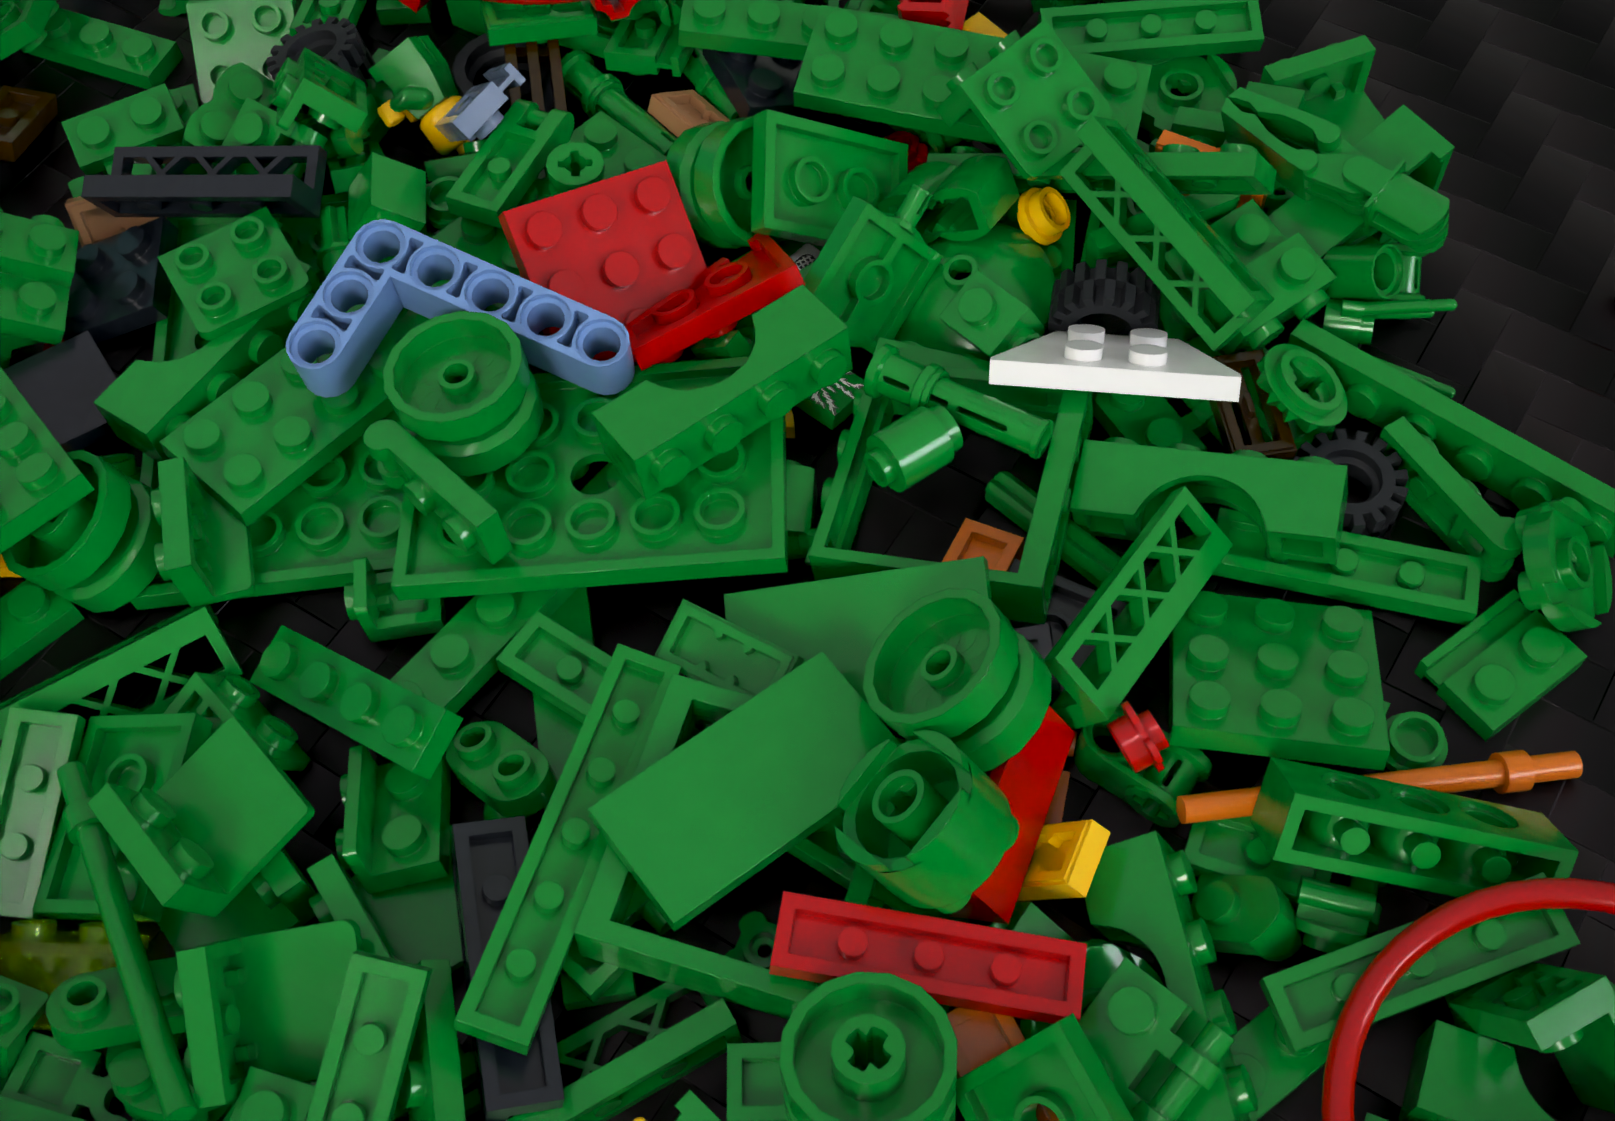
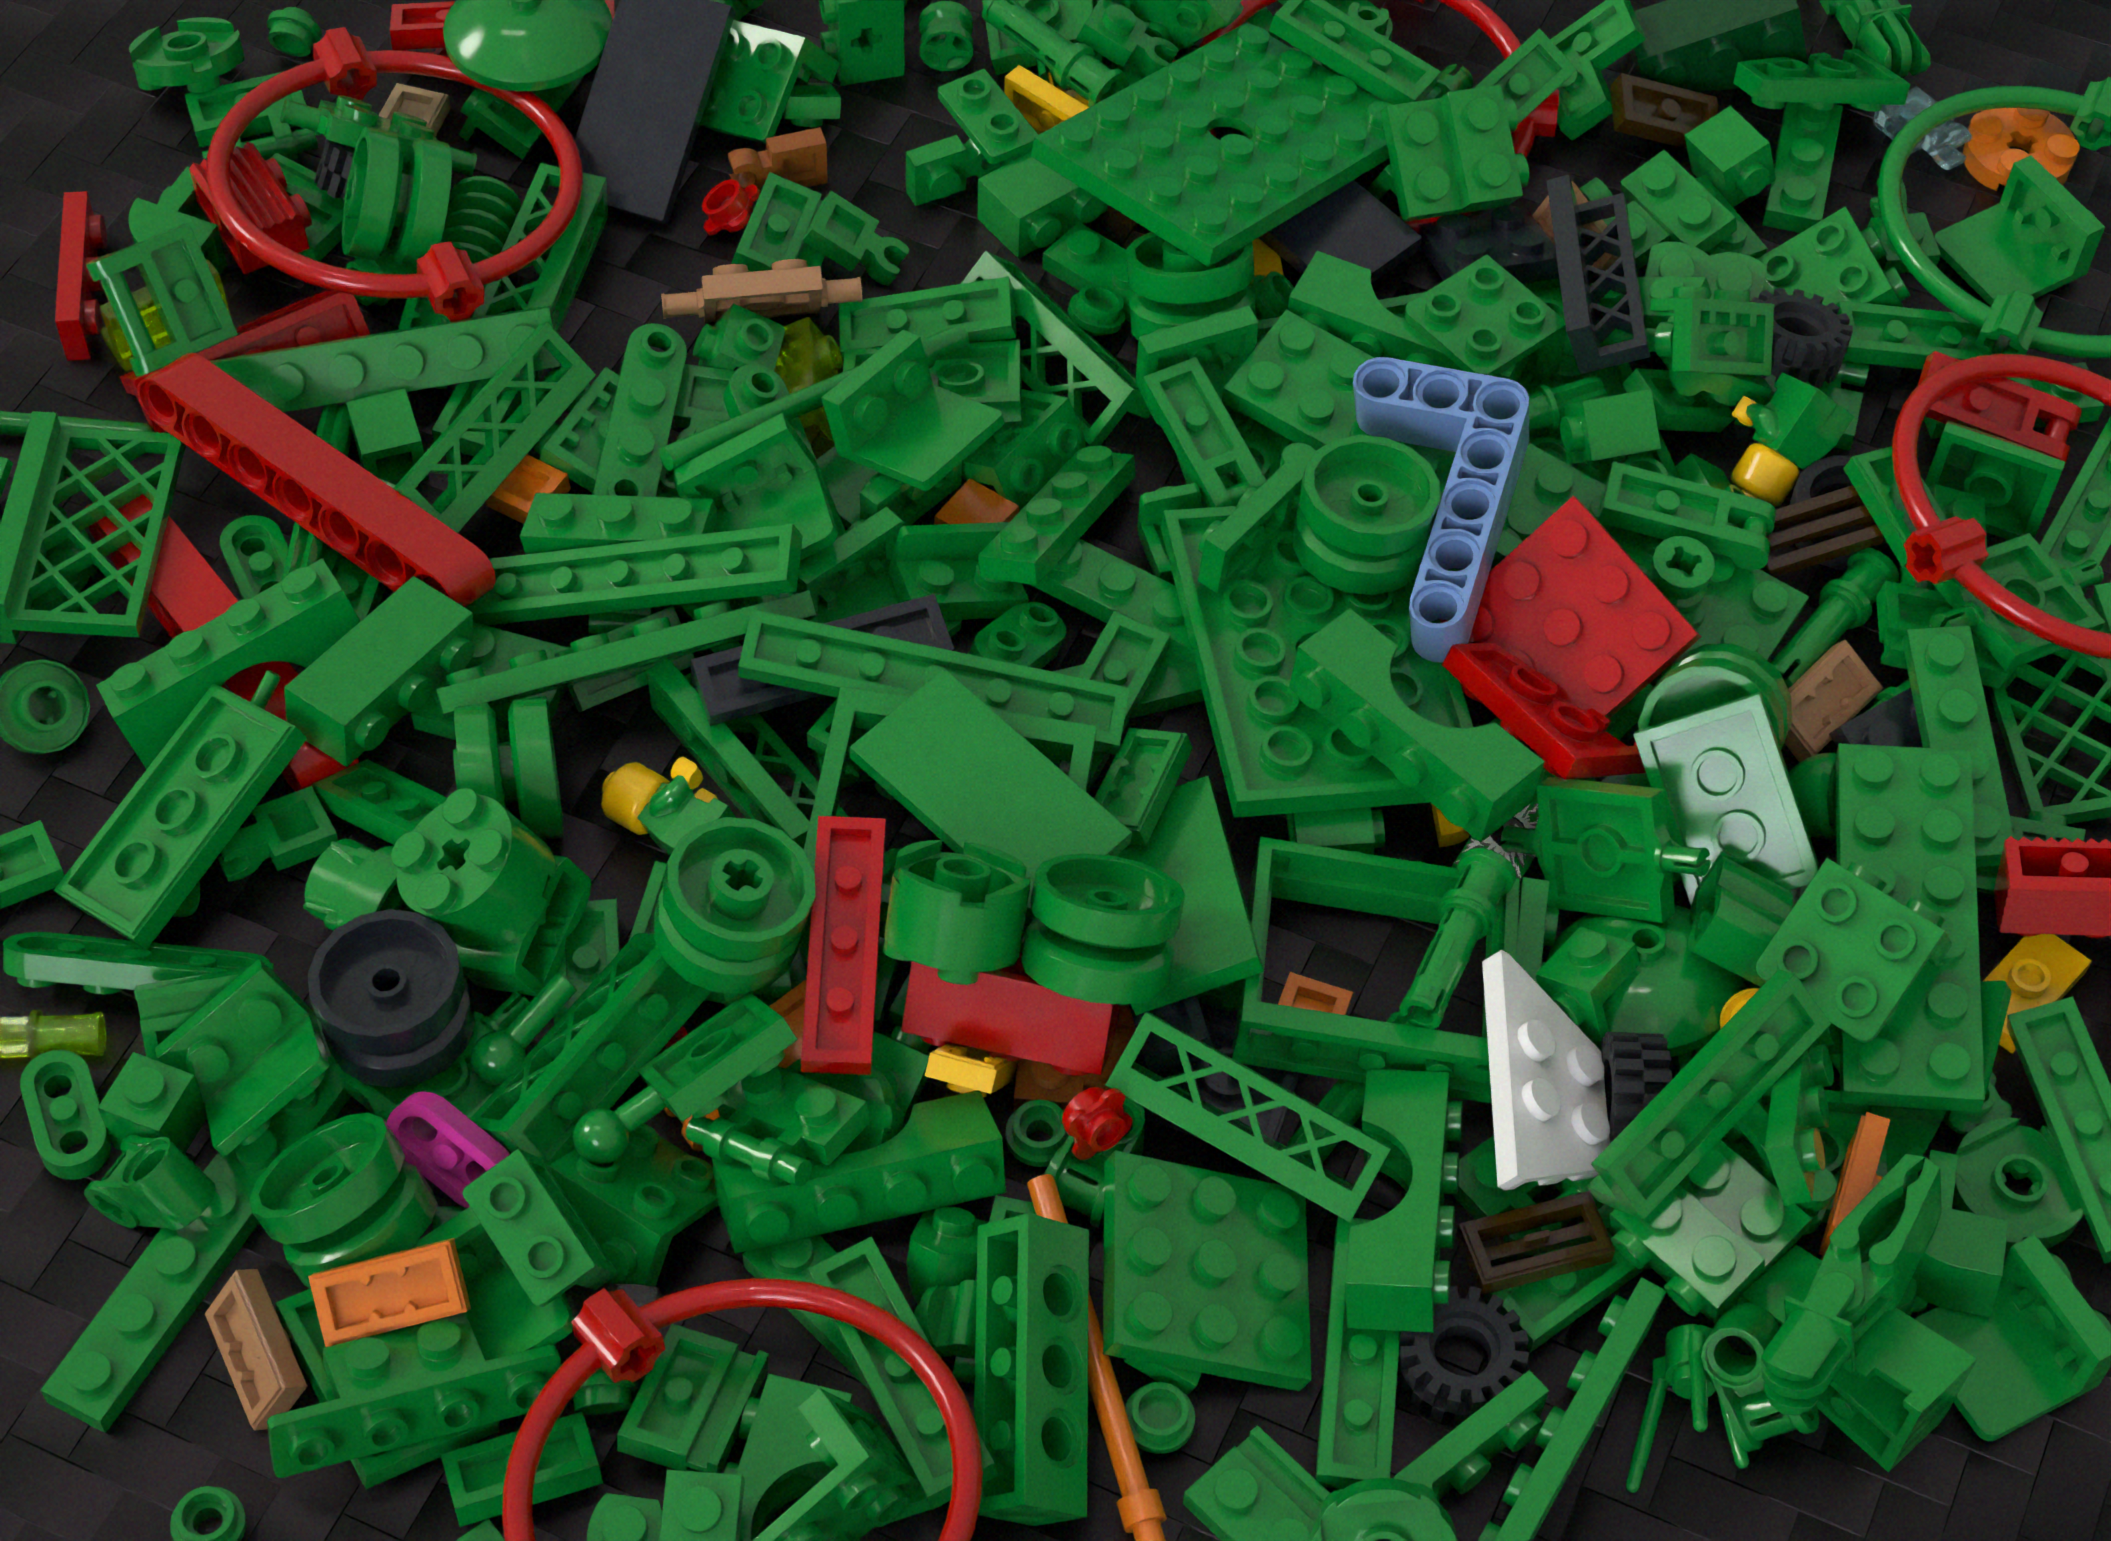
camera: 75 degrees right, 5 degrees down
(65, 641) = (1097, 309): none -> green plate
(81, 79) = (1731, 156): none -> green brick
(298, 542) = (1201, 432): none -> green plate
(321, 789) = (976, 505): none -> orange tile
(478, 110) = (1750, 474): sand blue plate -> none
(912, 447) = (1390, 902): green brick -> none
(1104, 800) = (1033, 1117): none -> green plate
(1292, 369) = (1592, 1287): green gear -> none

